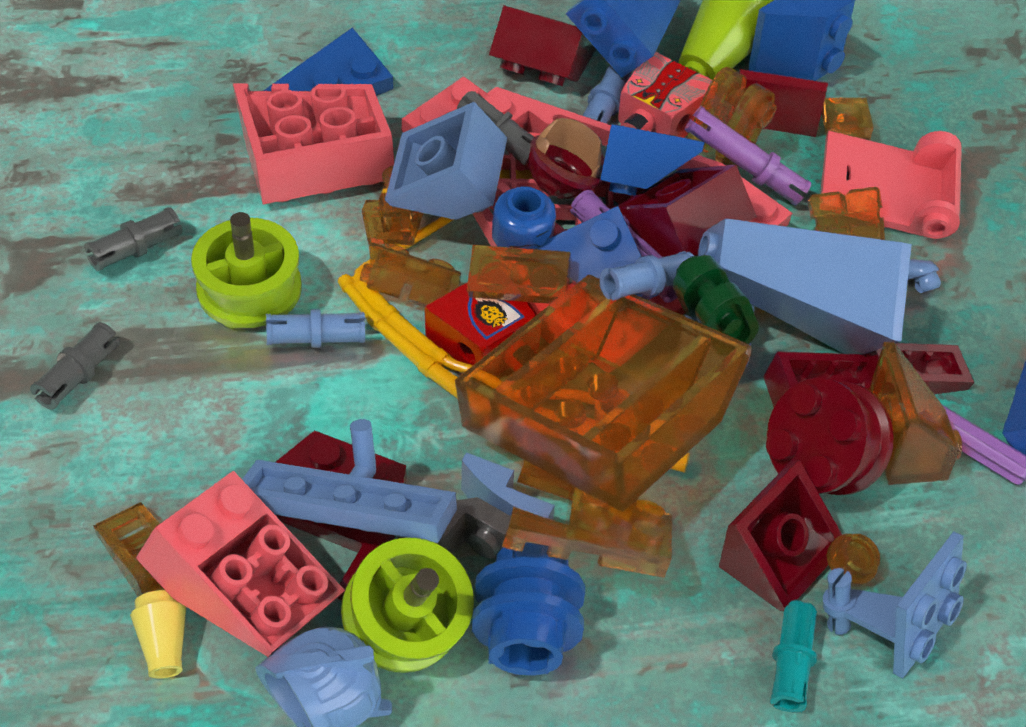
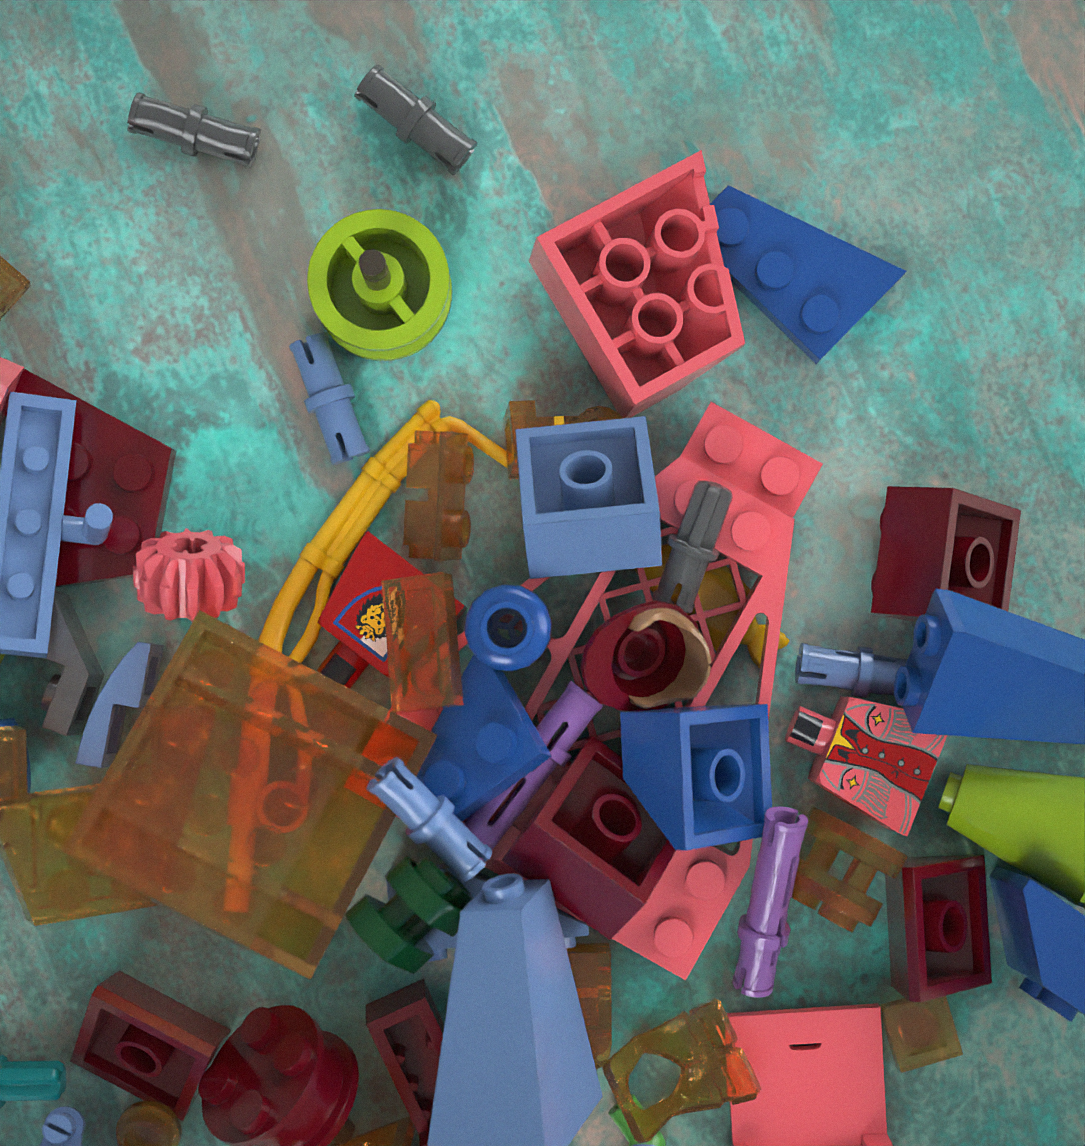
camera: 75 degrees right, 35 degrees up
(419, 422) = (188, 574): none -> coral gear

